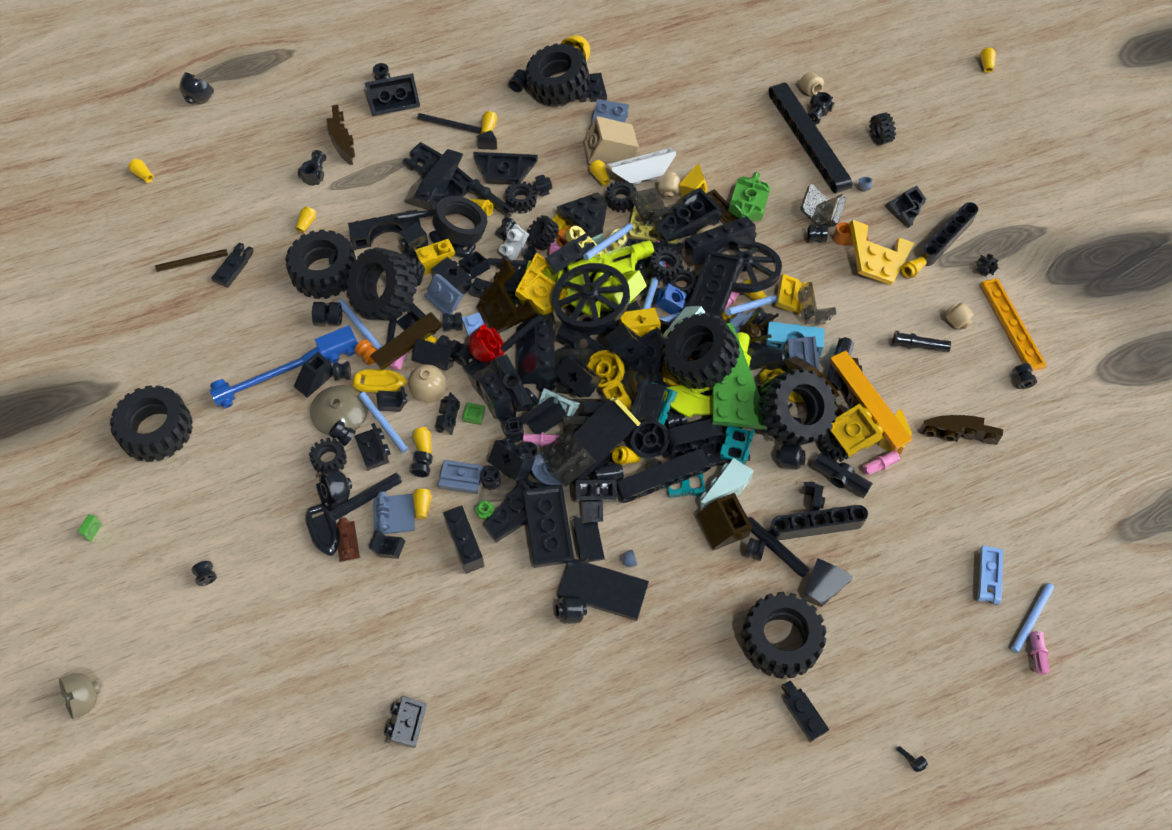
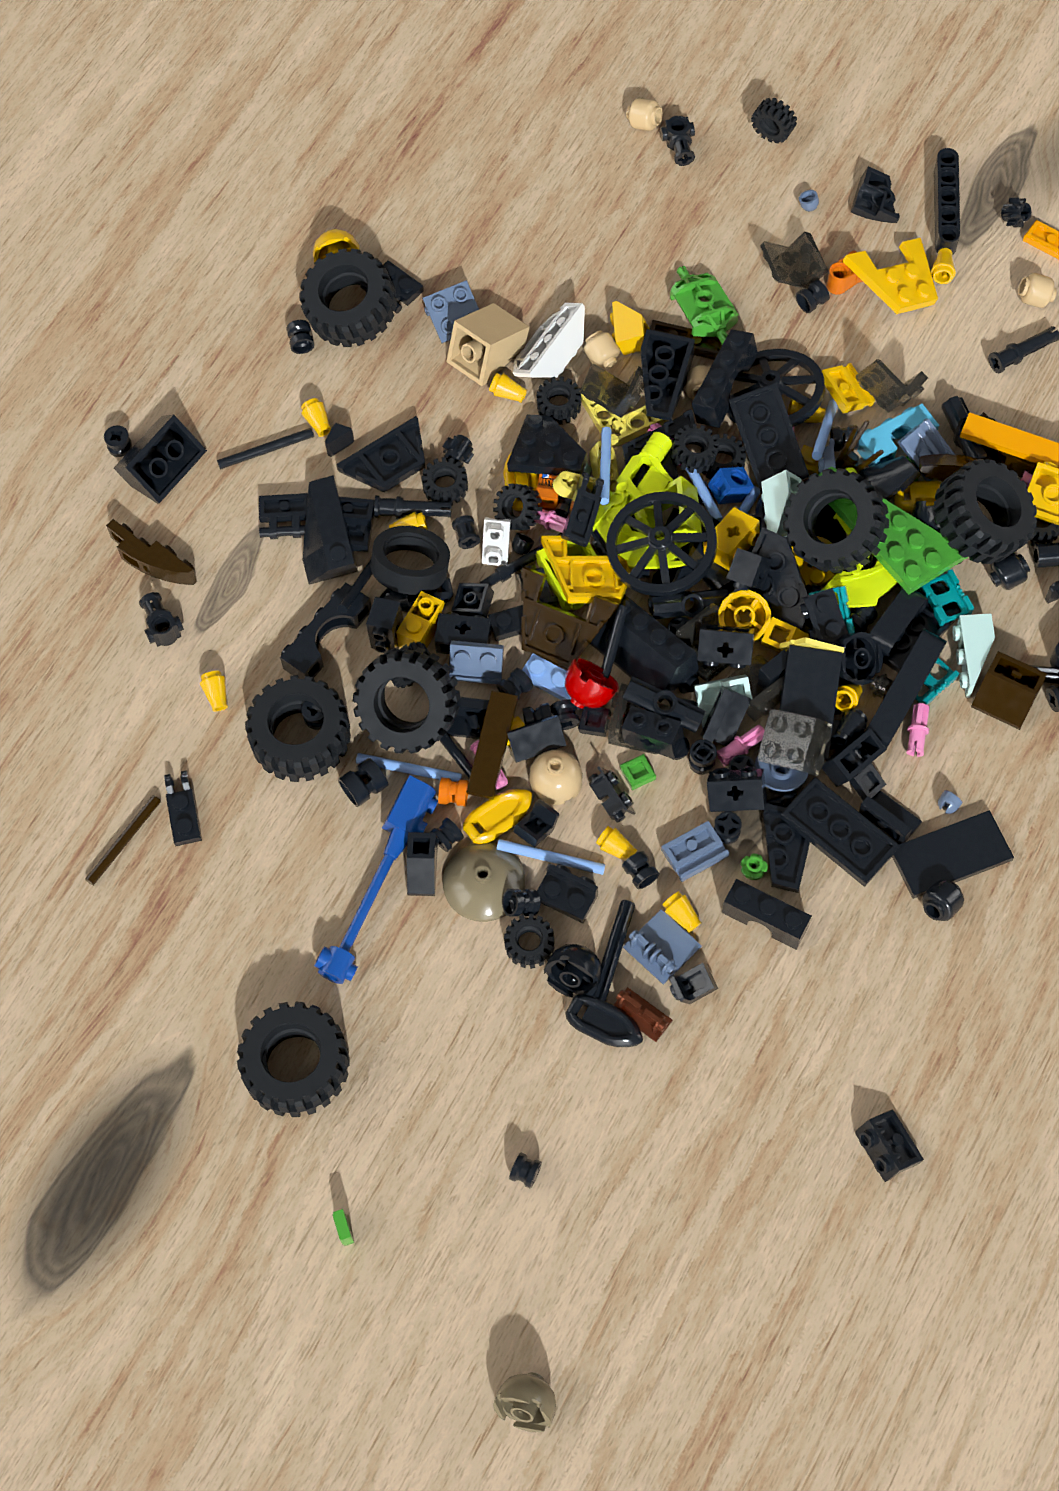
camera: 35 degrees left, 5 degrees up
(650, 505) = (918, 729): none -> bright pink axle
(810, 138) = (700, 183): black beam -> none

